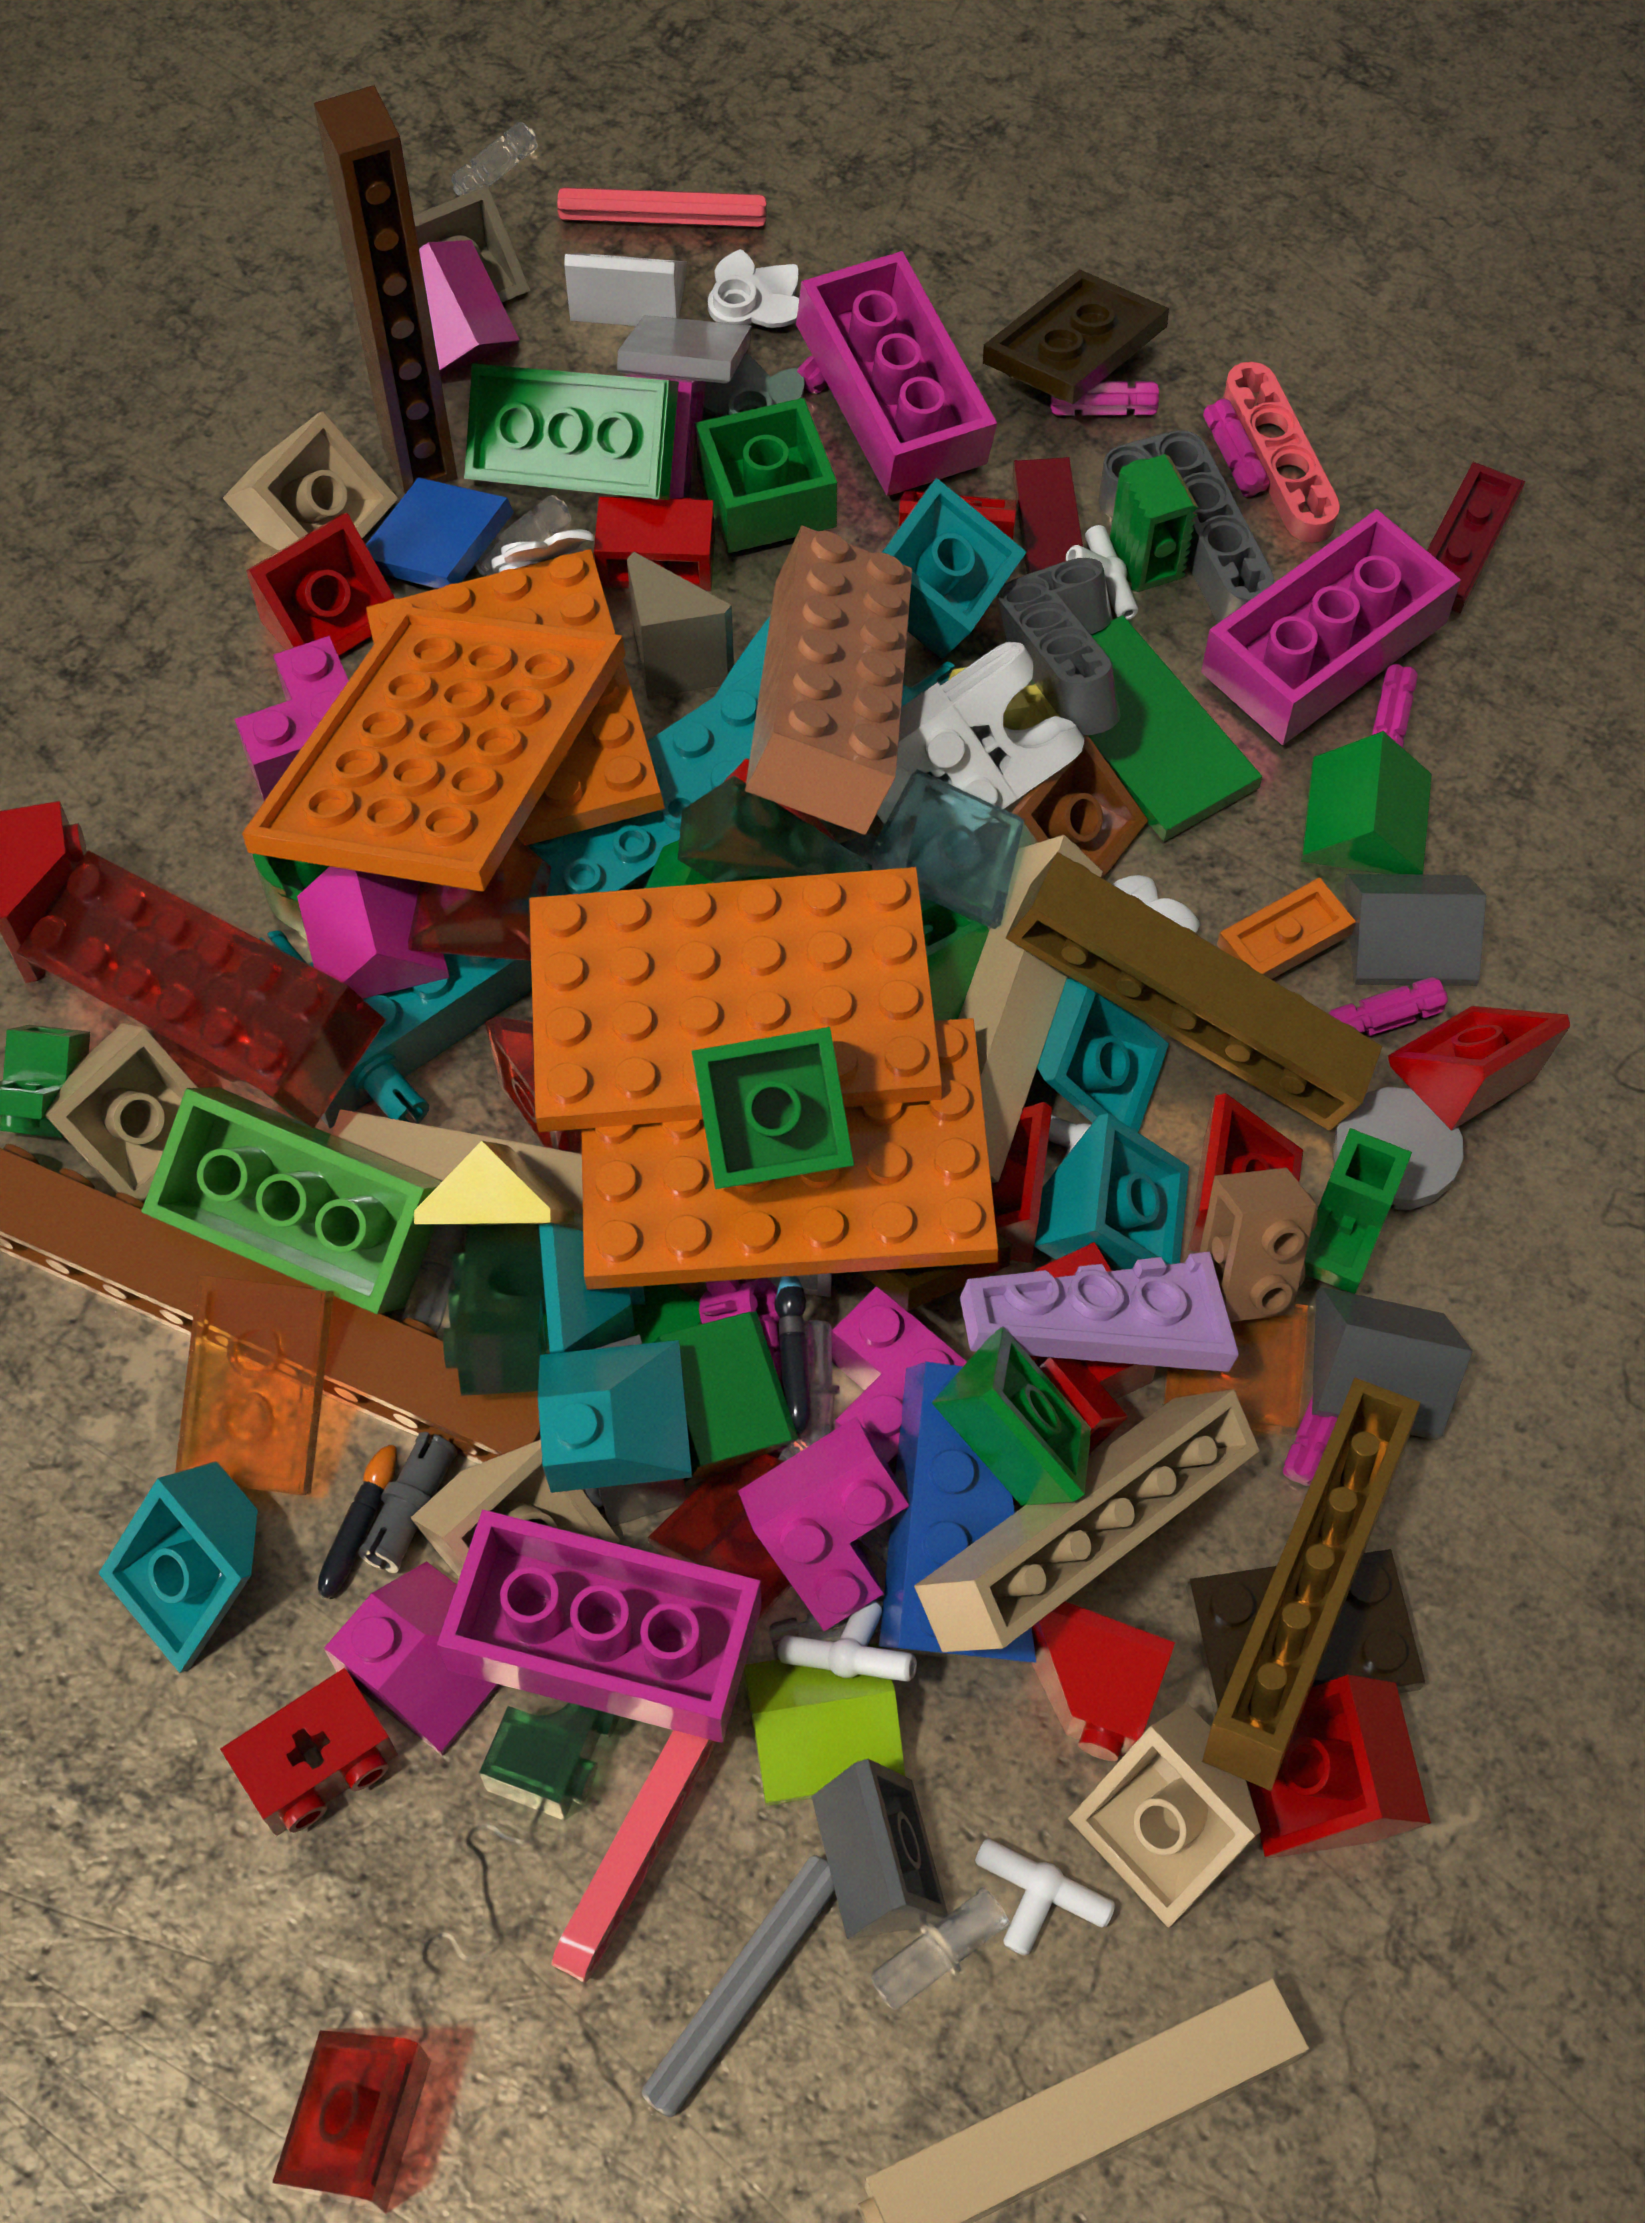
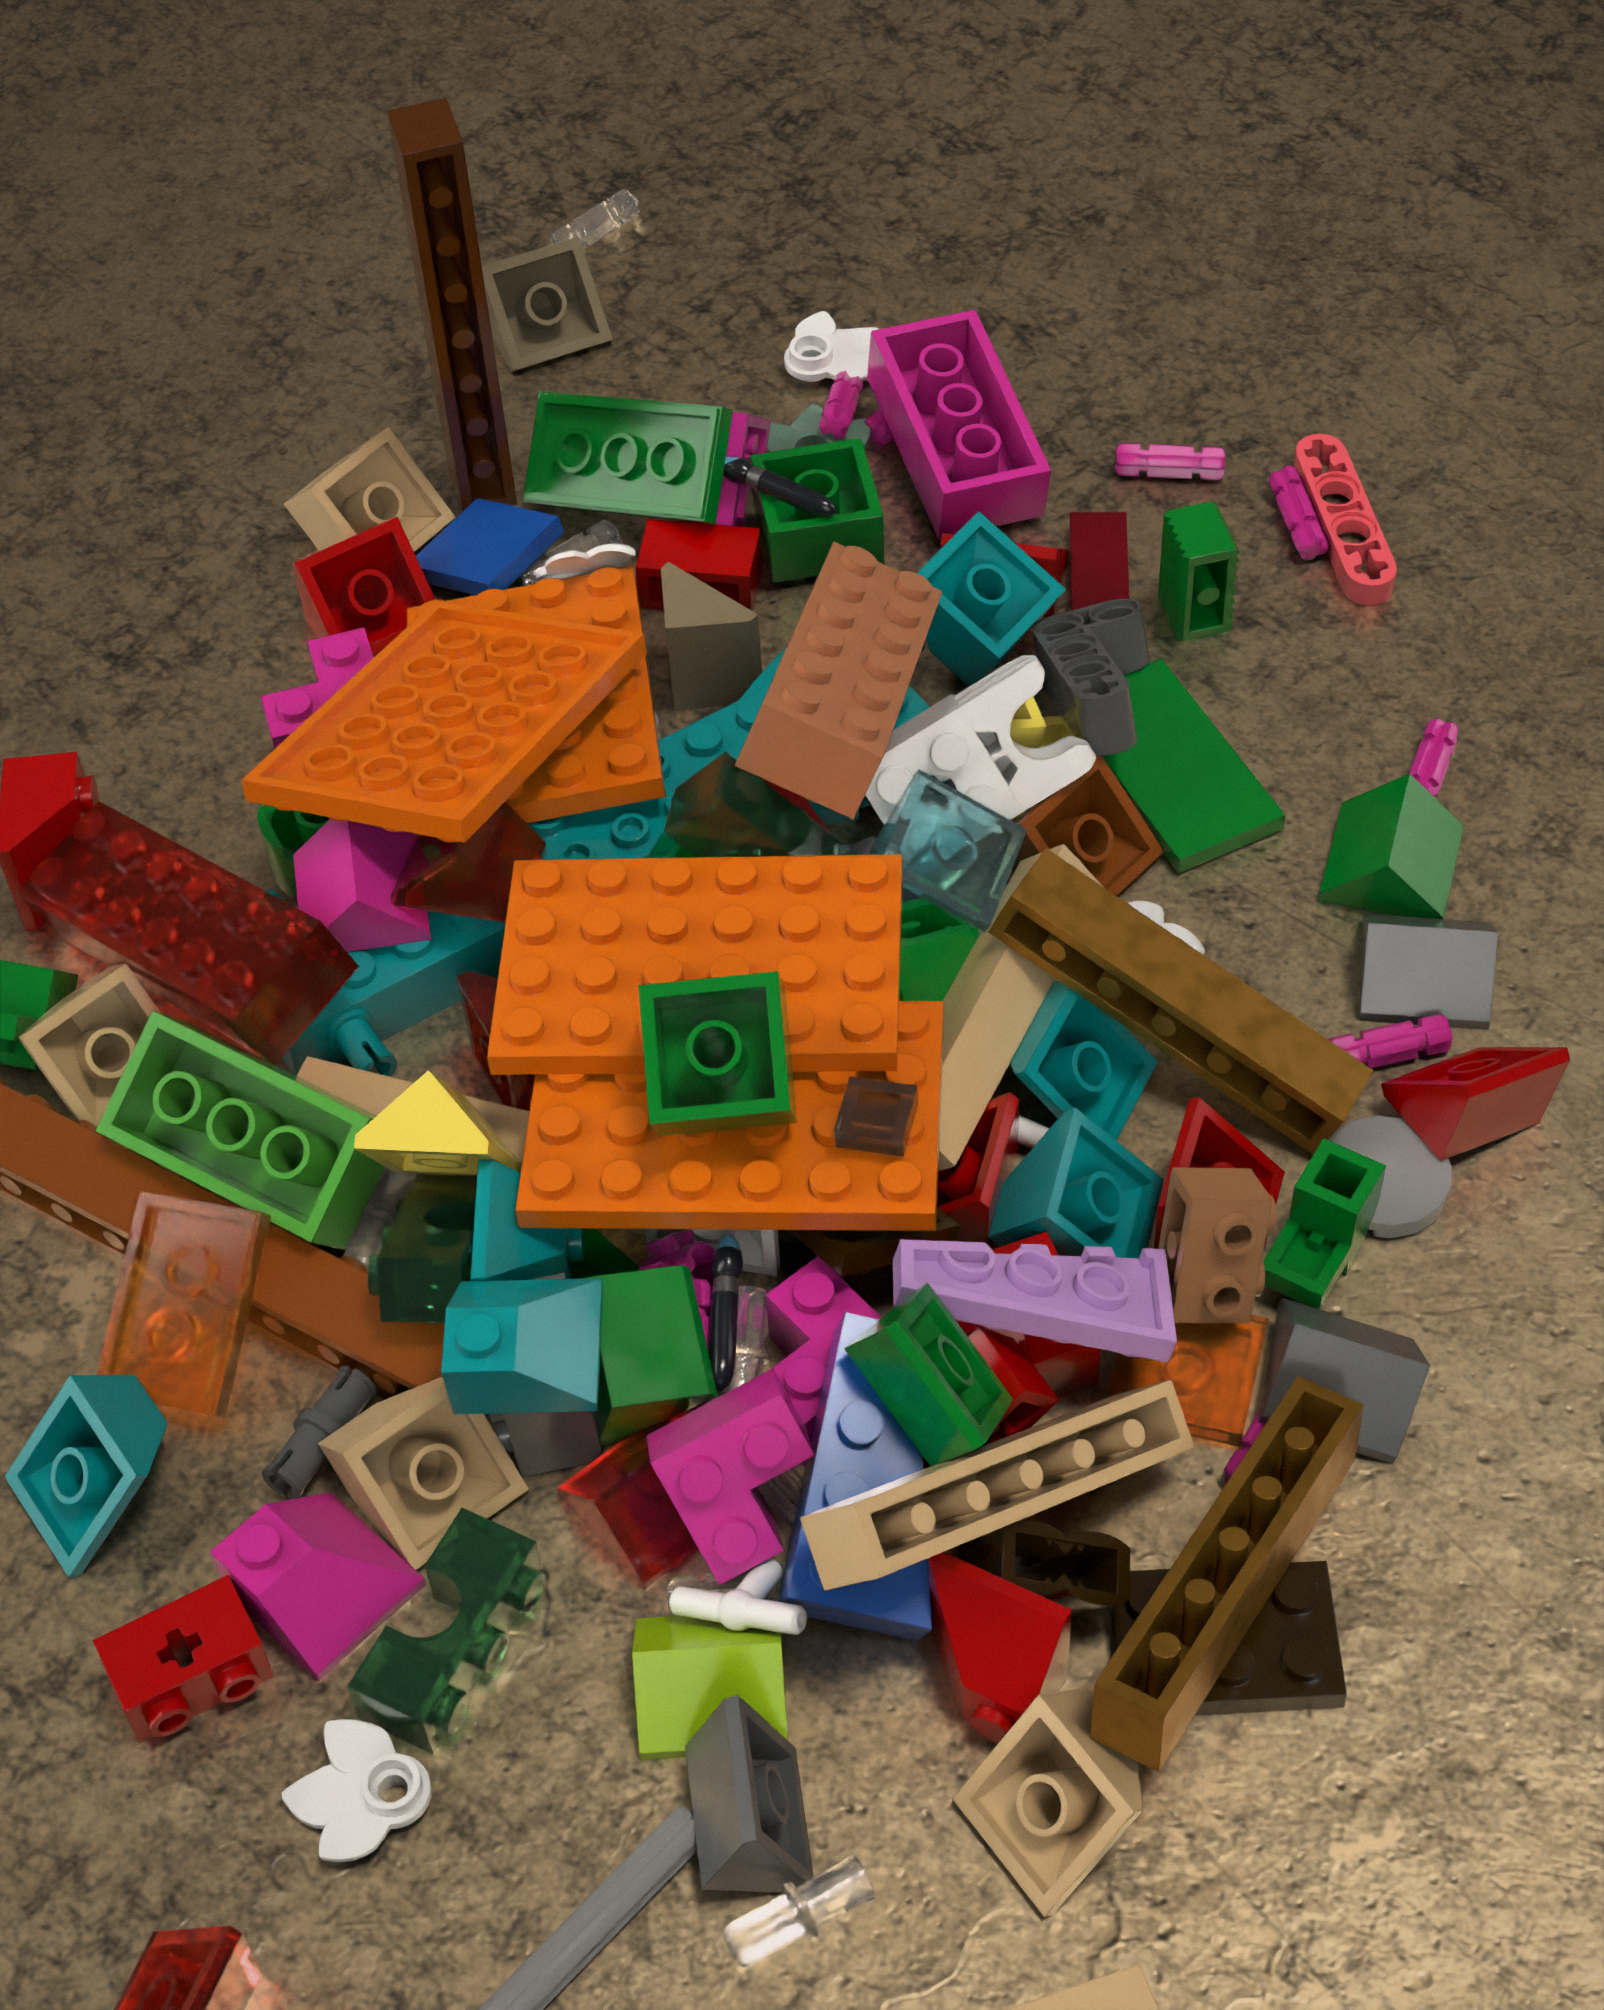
camera: 10 degrees right, 10 degrees down
(357, 1521) = (273, 1438): black piece -> none
(463, 305) = (535, 345): dark pink slope -> none
(489, 1868) = (349, 1791): none -> white plate
(601, 1625) = (487, 1546): dark pink brick -> none
(623, 288) = (704, 340): white slope -> none
(631, 1855) = (498, 1781): coral beam -> none
(662, 207) = (753, 271): coral axle -> none
(684, 349) = (752, 391): light grey tile -> none
(691, 443) = (743, 472): none -> black piece
(772, 355) = (840, 405): none -> dark pink axle
(930, 1153) = (876, 1116): none -> clear smoke tile
(1043, 1886) = (916, 1860): white piece -> none
(1075, 336) = (1145, 401): dark brown plate -> none
(1114, 569) = (1155, 616): white piece -> none
(1153, 1591) = (1075, 1570): none -> dark brown brick
(1222, 544) = (1267, 593): dark grey beam -> none
(1289, 930) = (1296, 959): orange plate -> none
(1329, 626) = (1369, 677): dark pink brick -> none
(1344, 1773) = (1243, 1772): red slope -> none
(1474, 525) = (1527, 608): dark red tile -> none

